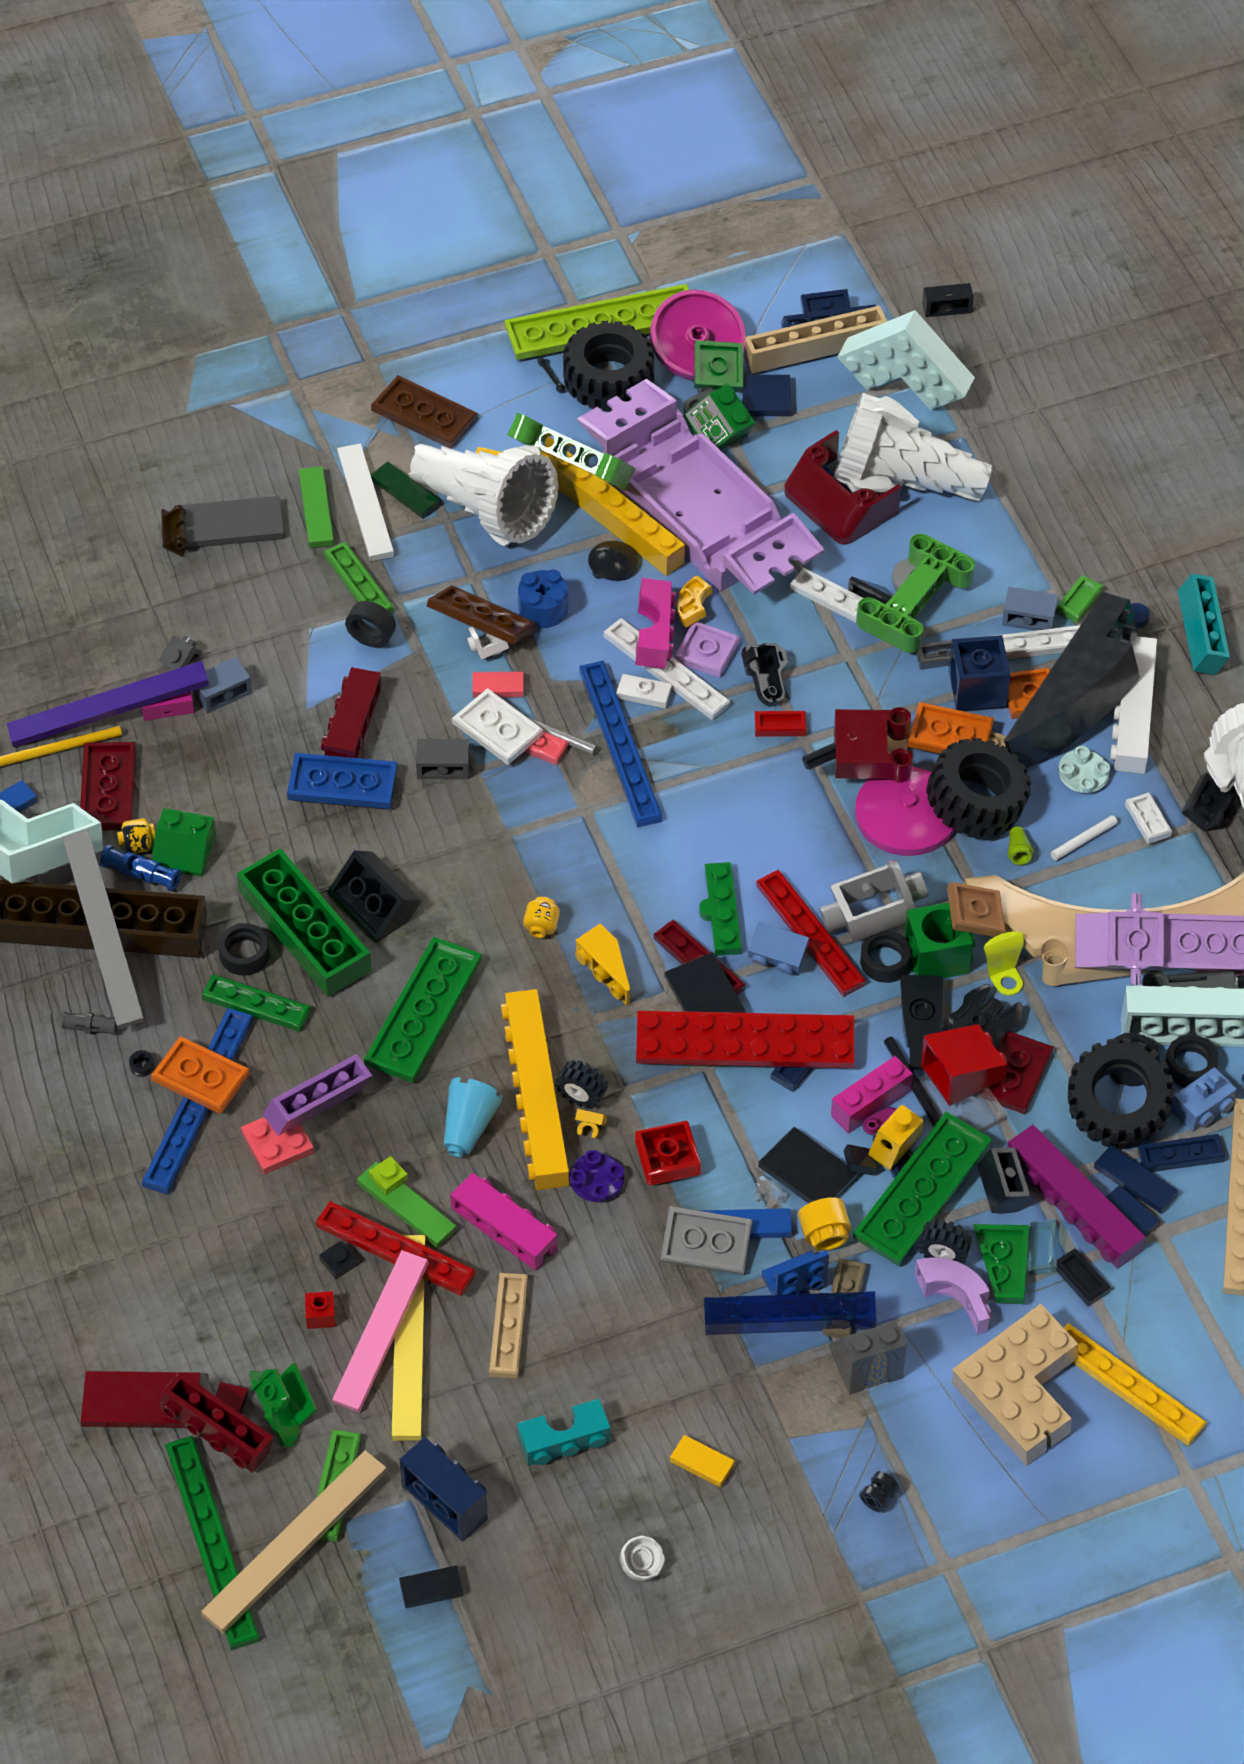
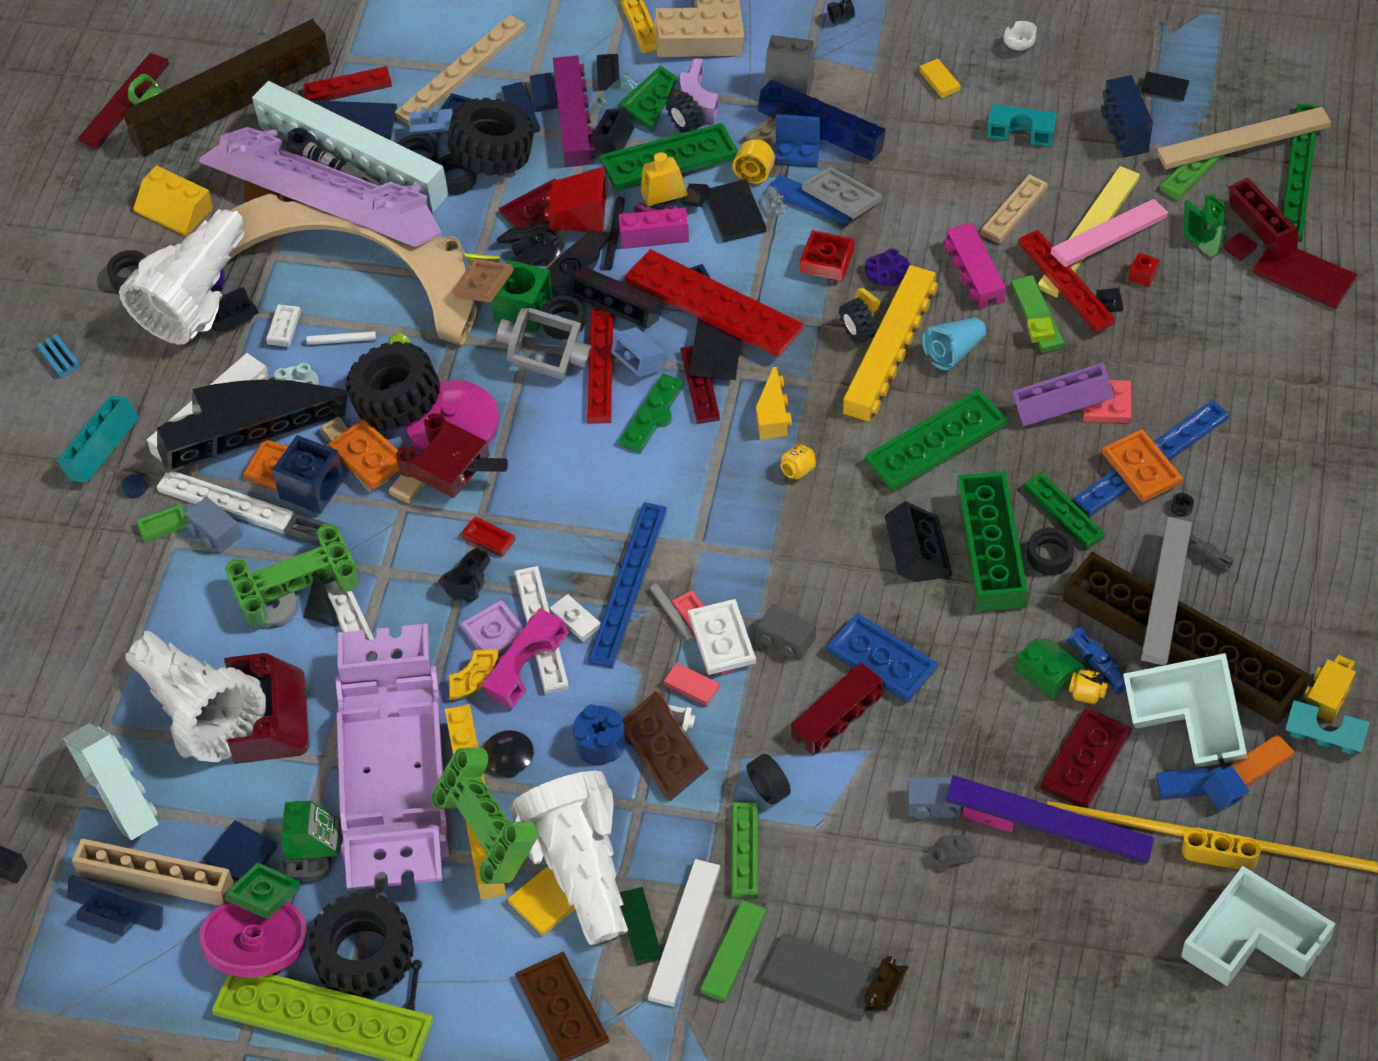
camera: 145 degrees left, 0 degrees up
(848, 995) = (615, 297): none -> black brick

